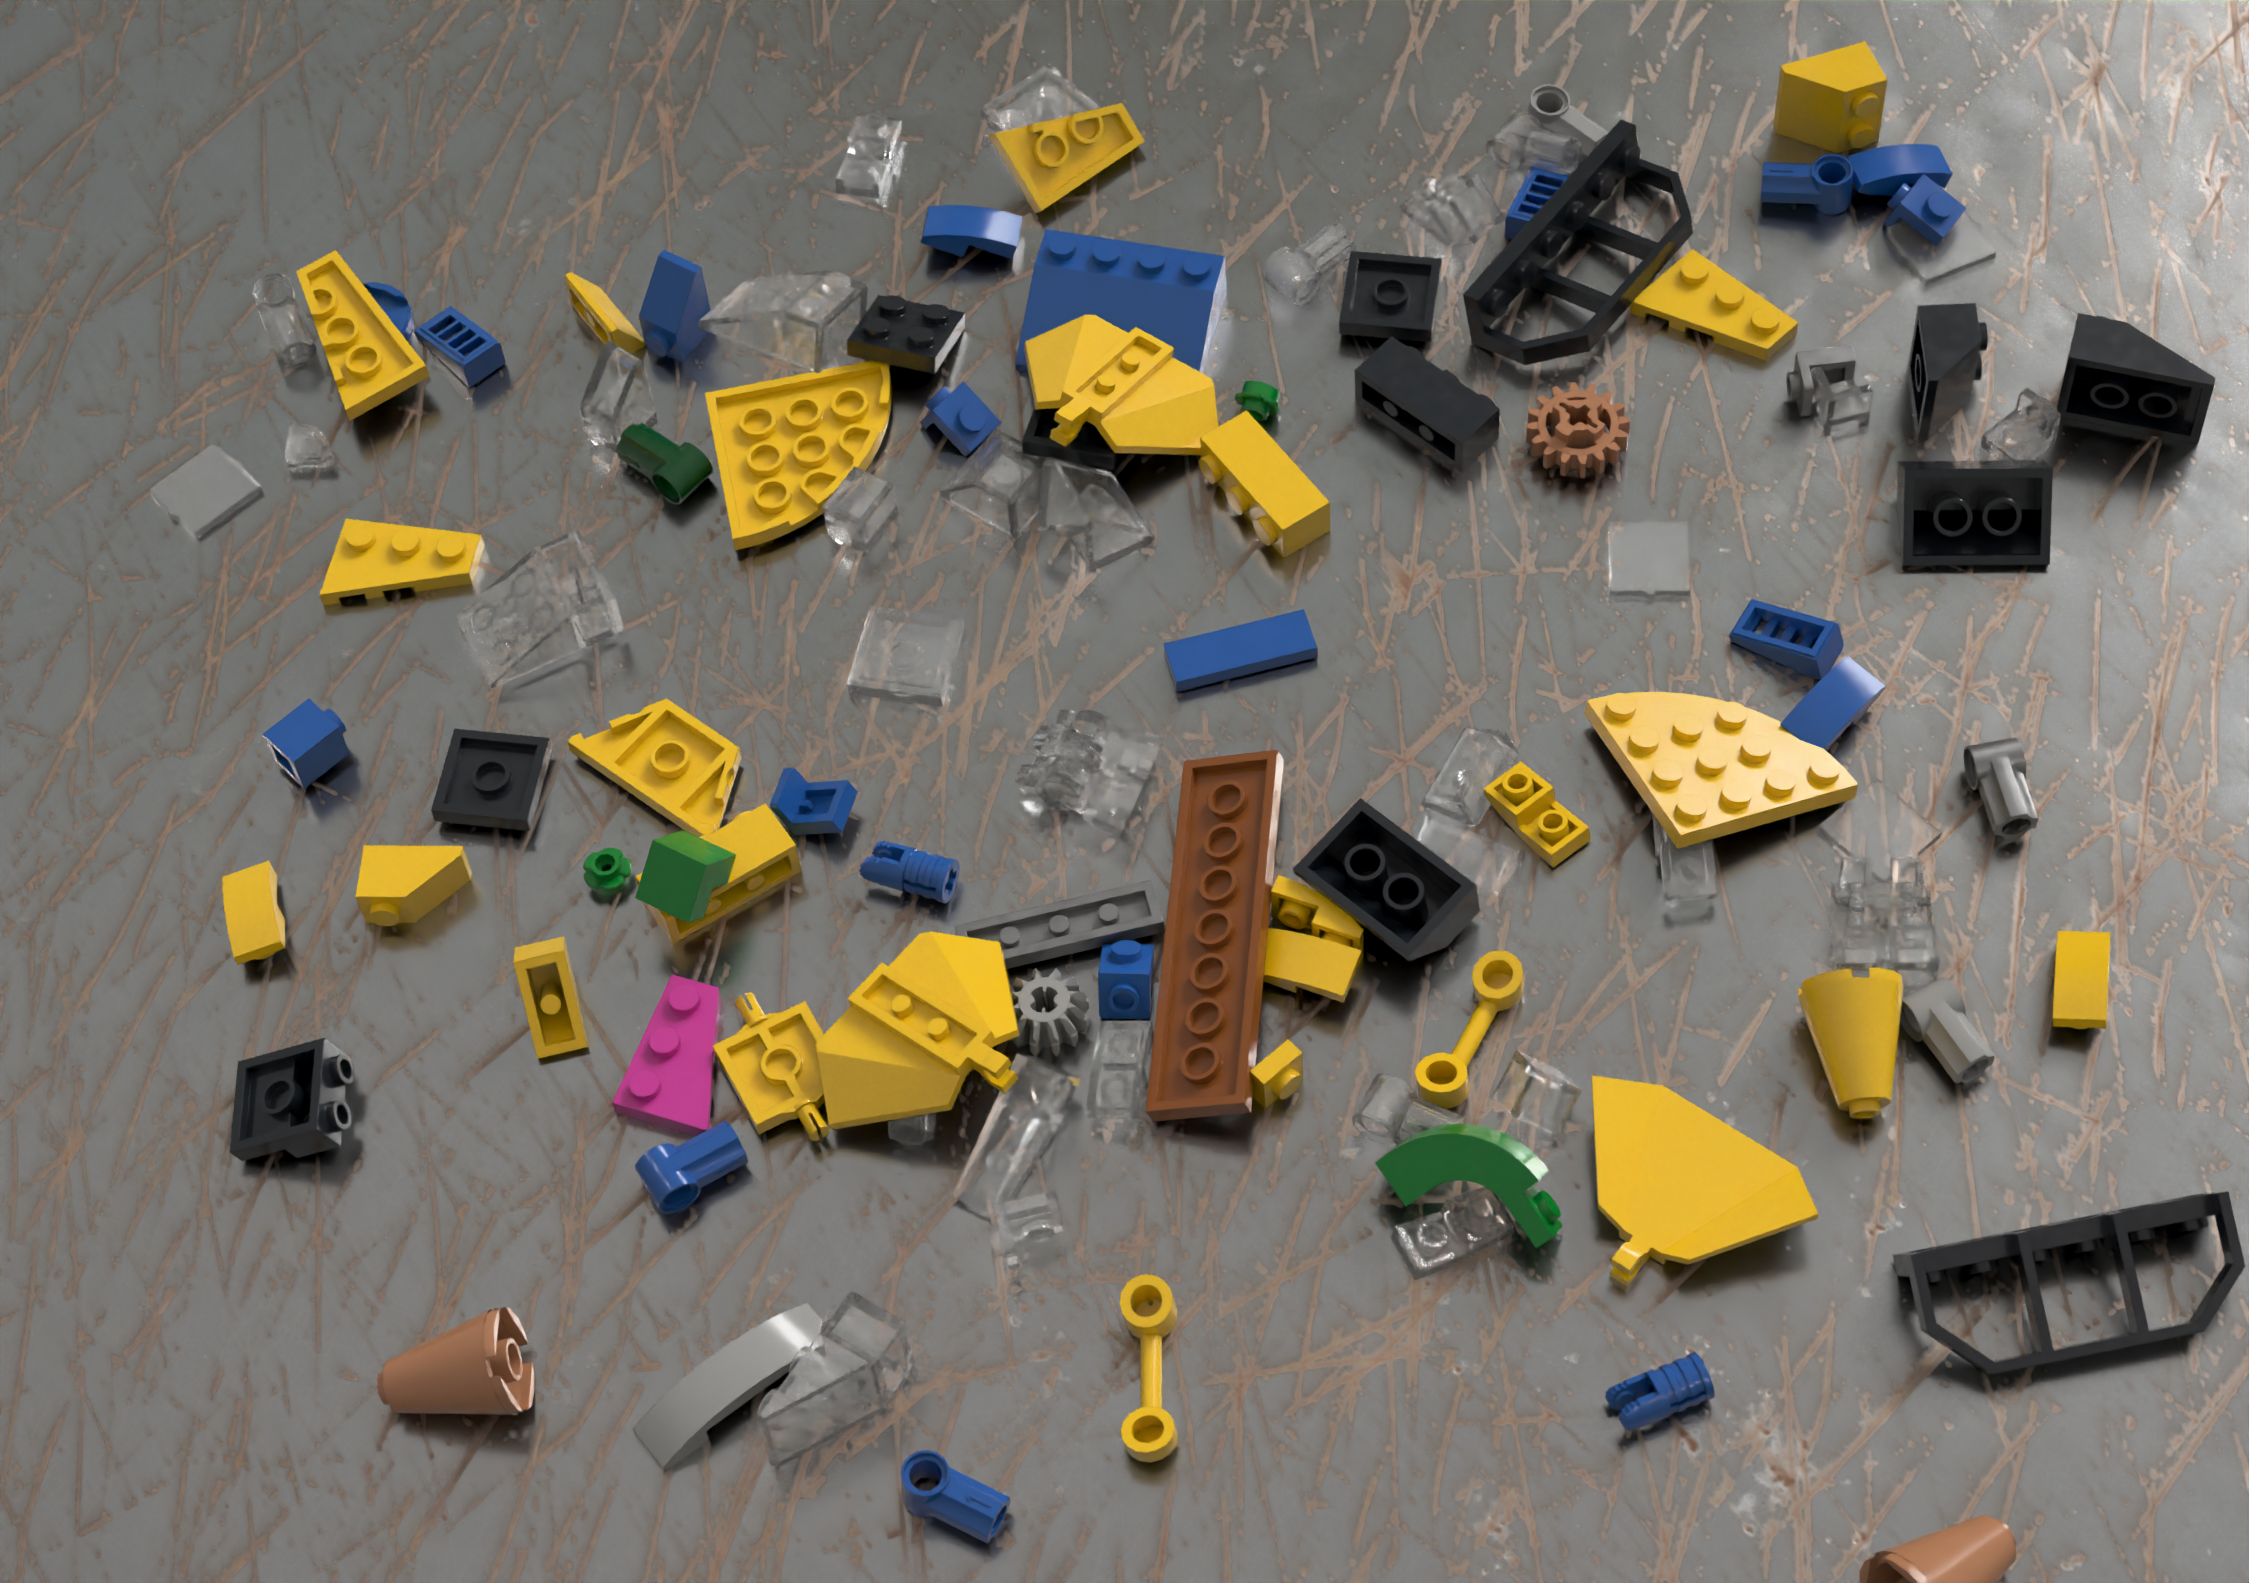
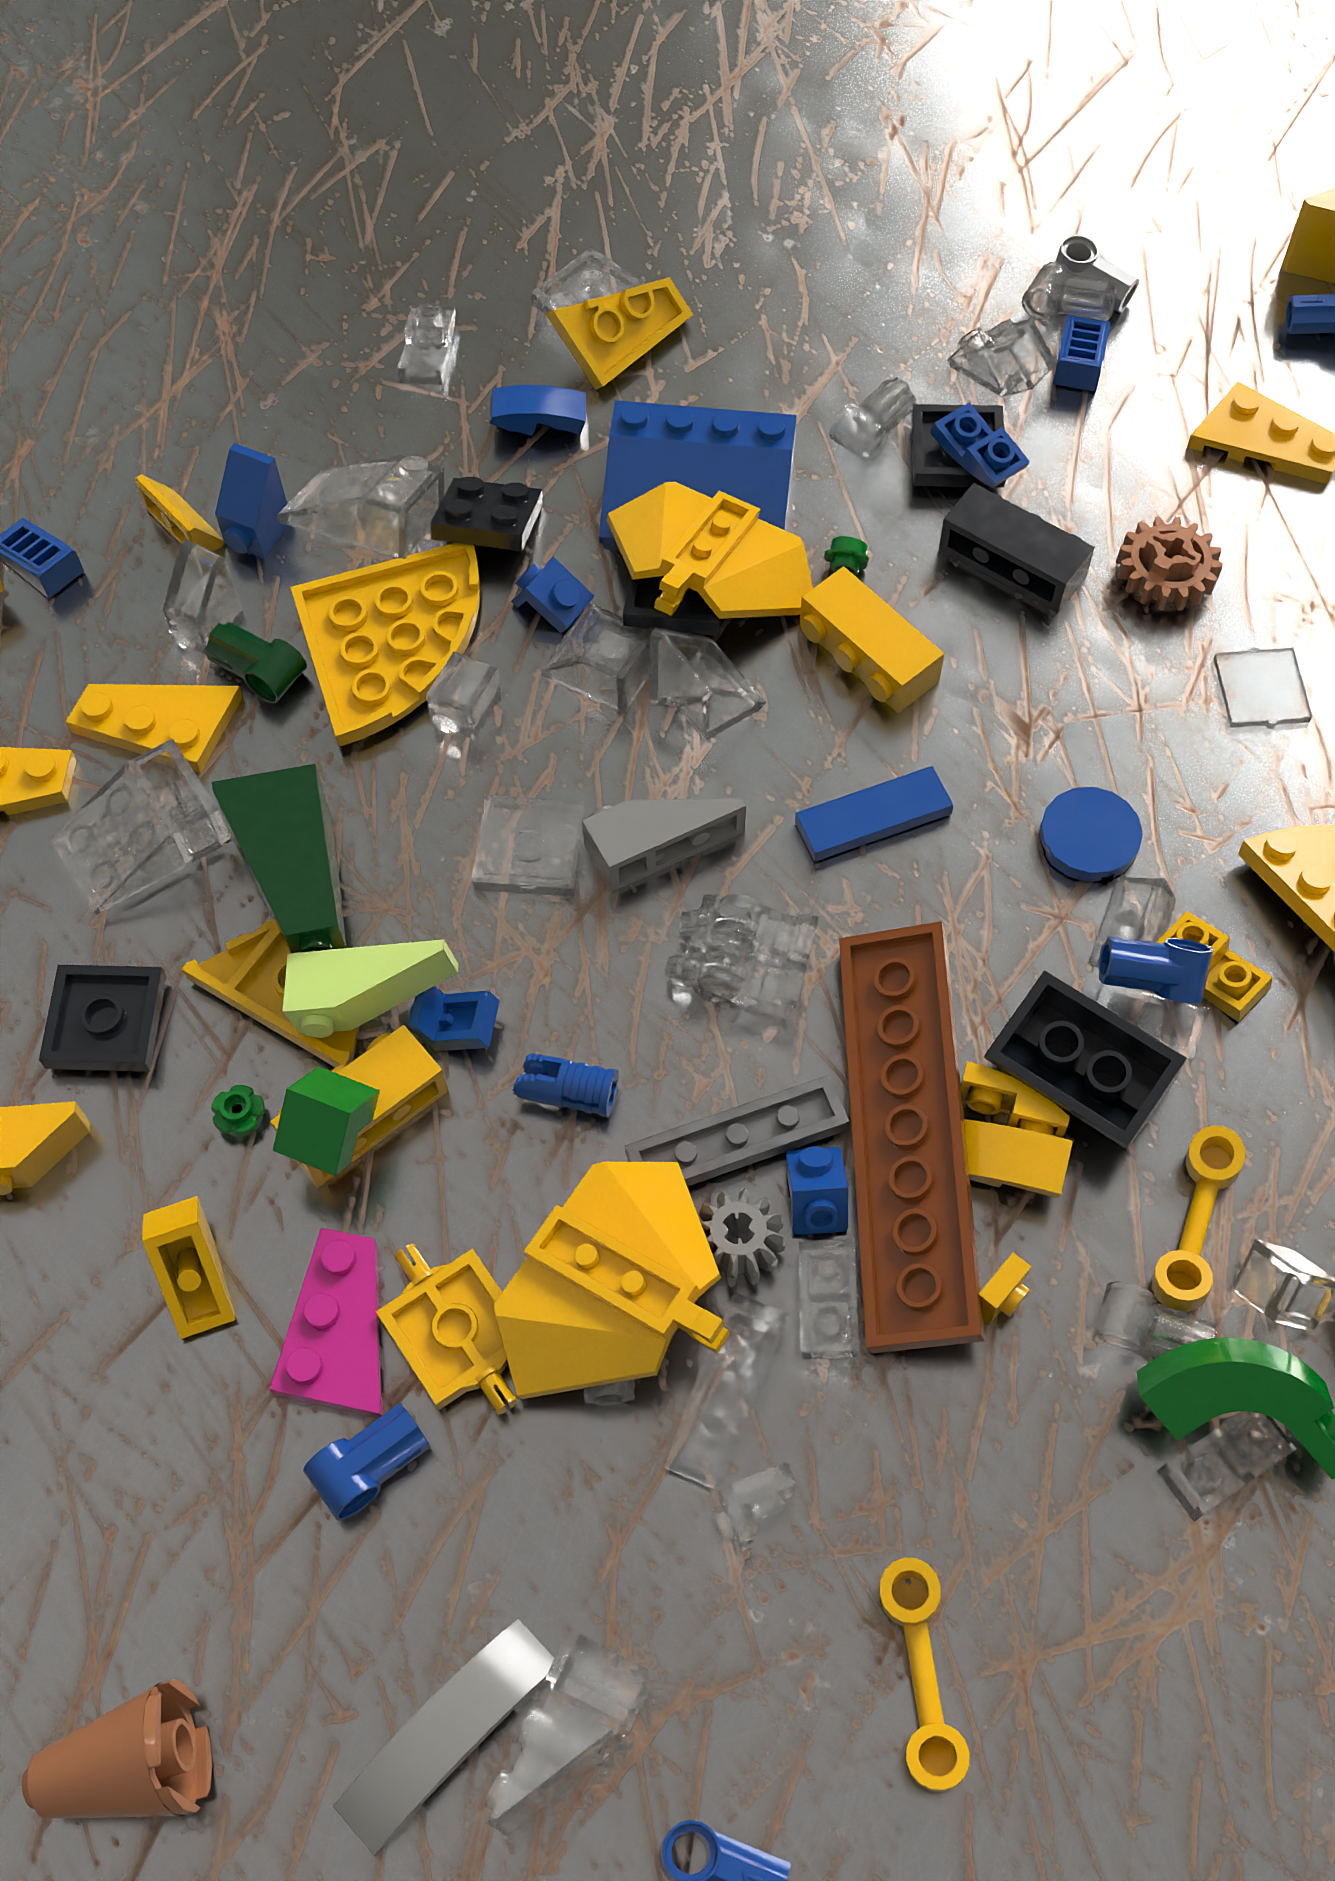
camera: 10 degrees left, 5 degrees up
(556, 506) = (150, 715): none -> yellow wing
(678, 641) = (290, 851): none -> dark green slope
(726, 763) = (354, 985): none -> yellowish green slope
(1025, 653) = (656, 833): none -> light grey slope
(1404, 300) = (978, 449): none -> blue slope
(1446, 684) = (1090, 833): none -> blue tile
(1486, 809) = (1170, 969): none -> blue piece
(1547, 231) = (1101, 380): black plate -> none

